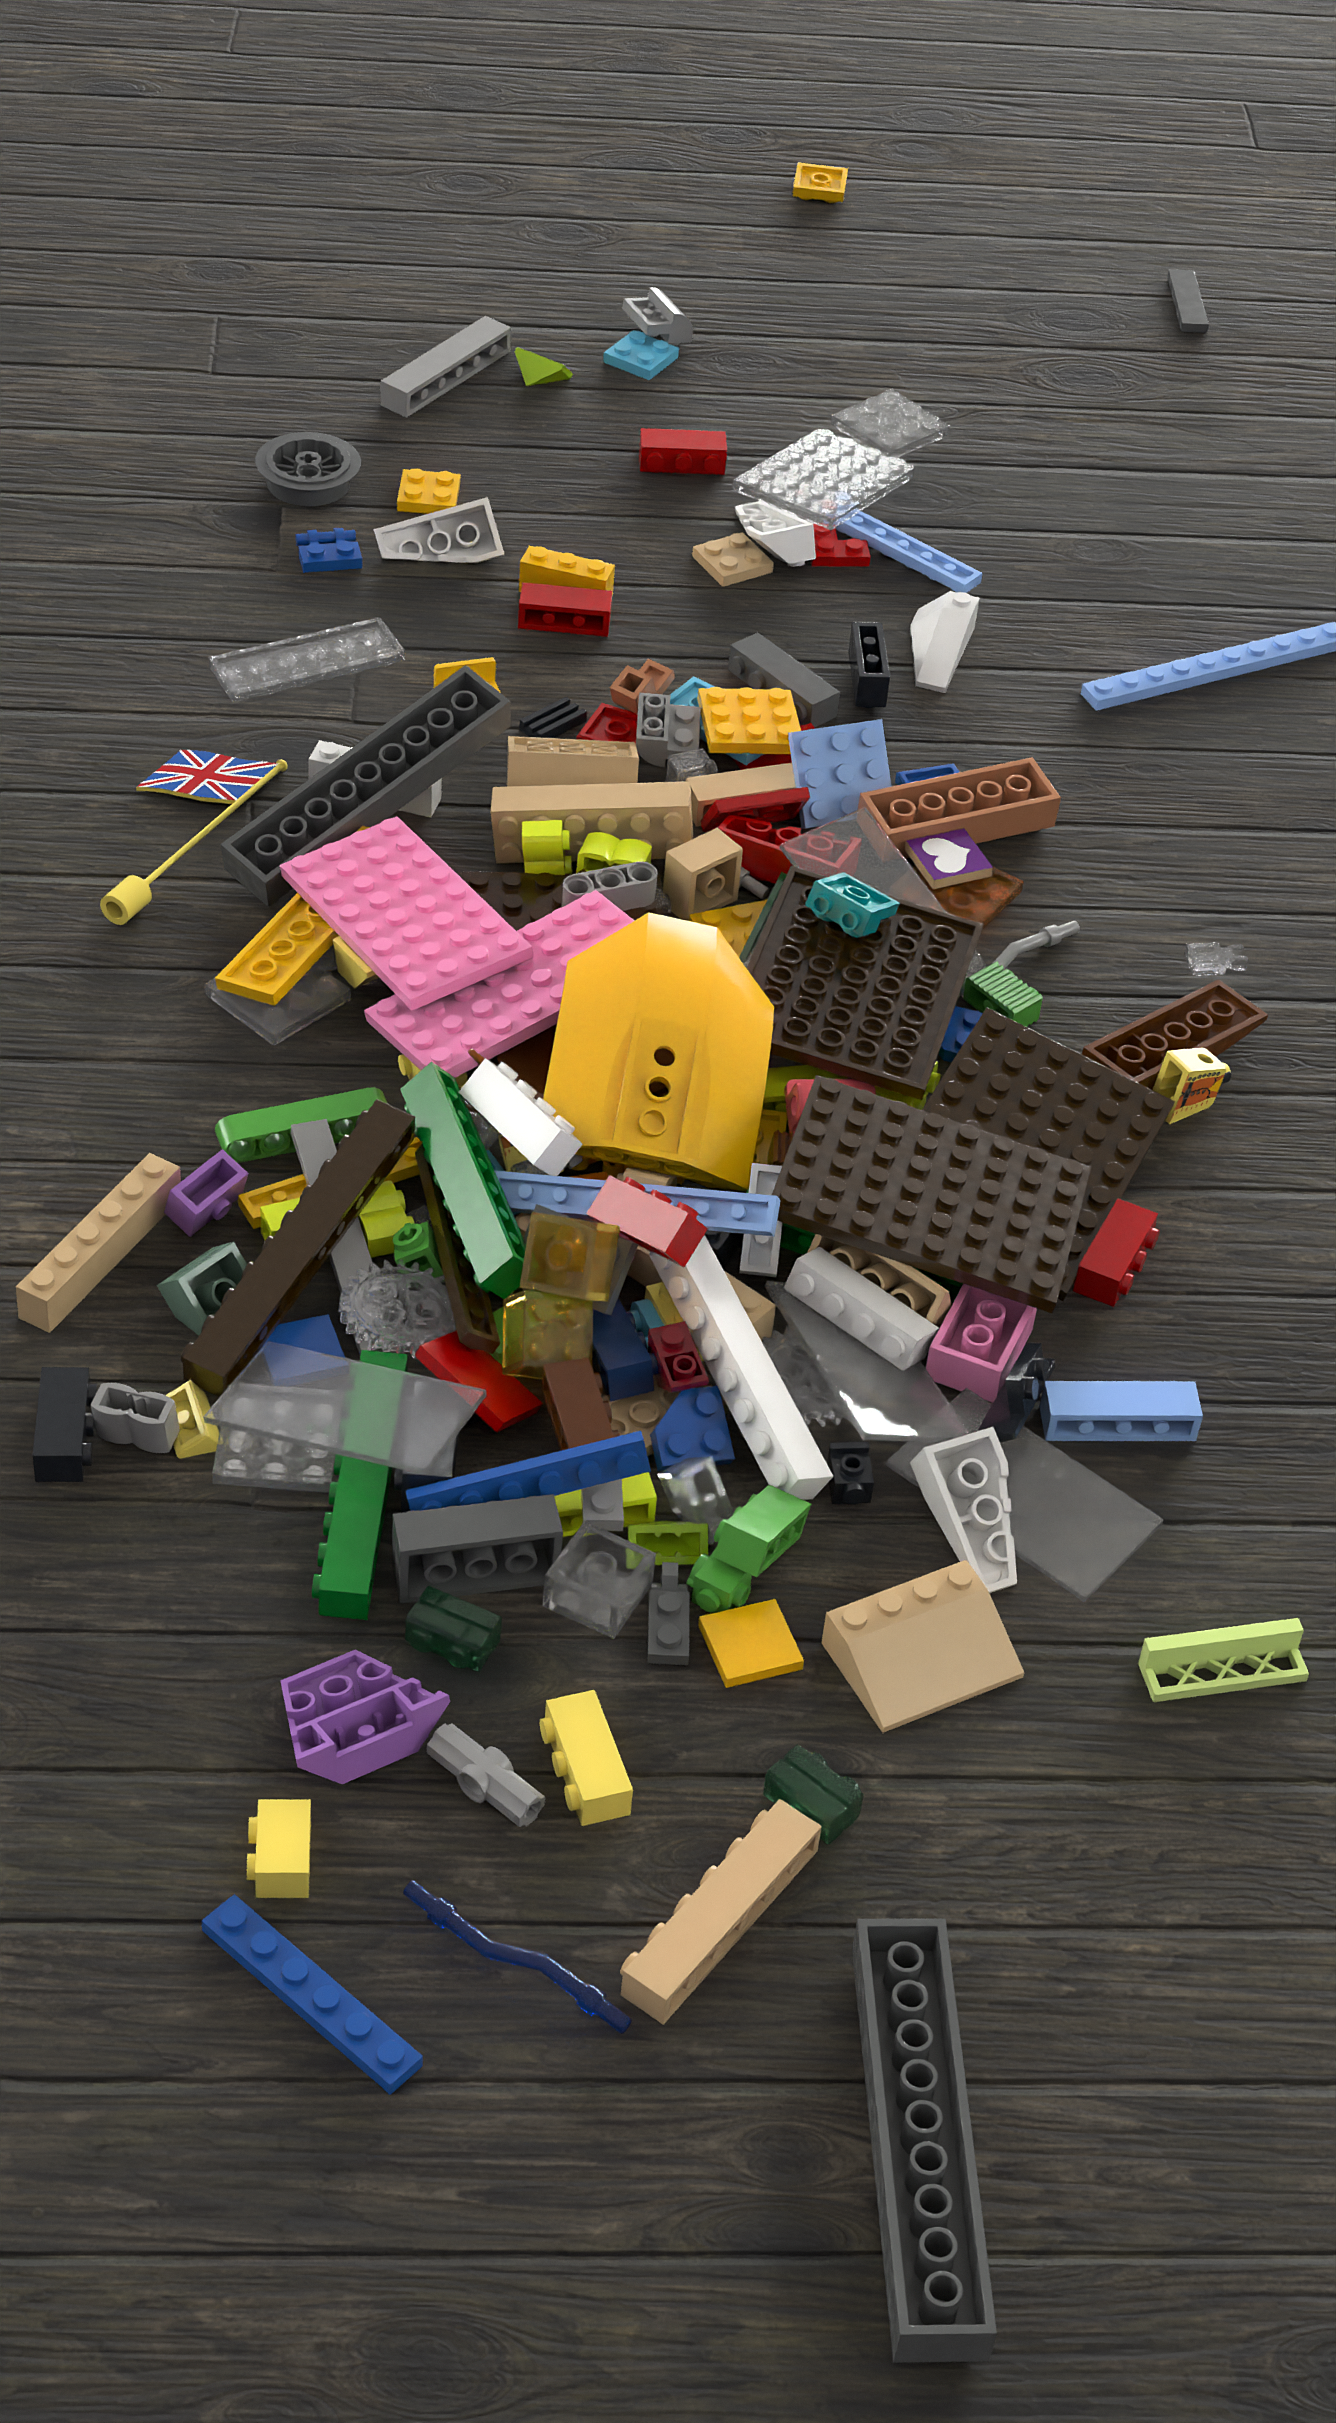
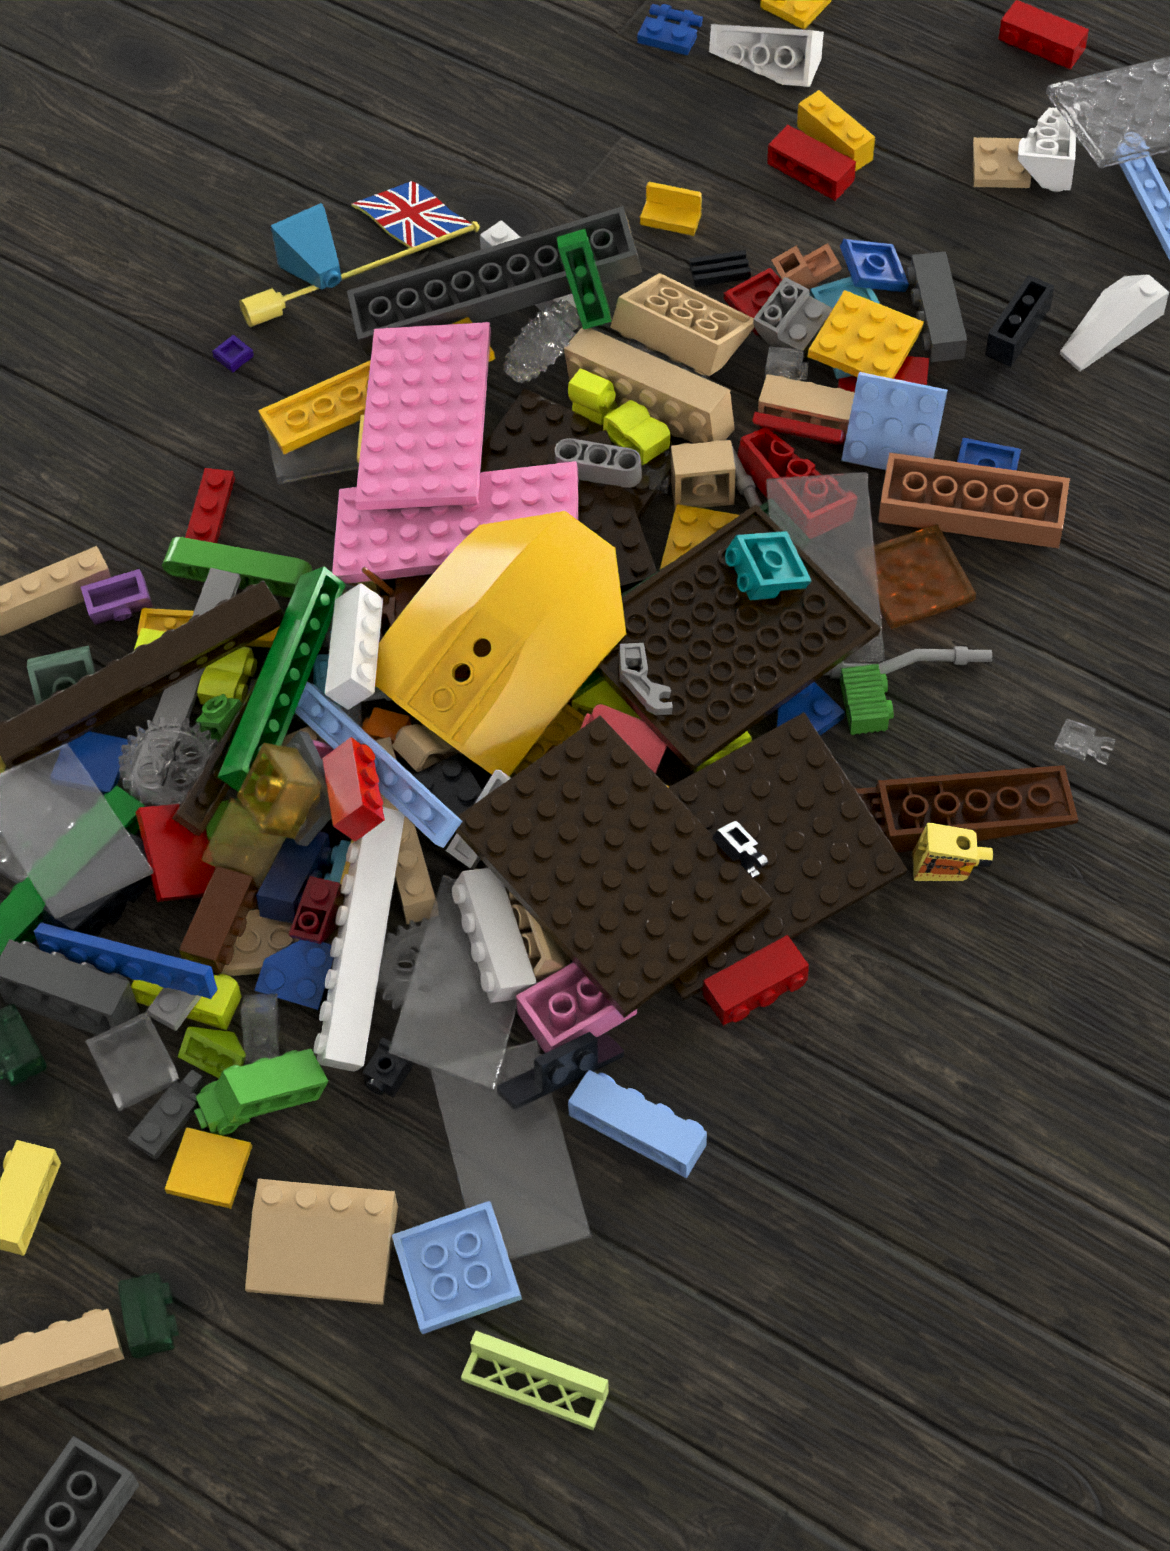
camera: 40 degrees right, 15 degrees up
(126, 952) = (232, 353): none -> dark purple tile
(141, 828) = (307, 247): none -> dark azure slope
(221, 1083) = (210, 505): none -> red plate
(306, 659) = (568, 132): clear plate -> none
(456, 816) = (541, 341): none -> clear gear
(479, 736) = (584, 279): none -> green brick
(698, 667) = (874, 265): none -> blue tile
(809, 1029) = (648, 693): none -> light grey piece
(837, 552) = (1097, 187): red plate -> none
(948, 858) = (925, 545): tile -> none
(970, 1500) = (449, 1140): white wedge -> none
(1027, 1133) = (740, 845): none -> black plate
(1071, 1604) = (456, 1267): none -> light blue plate

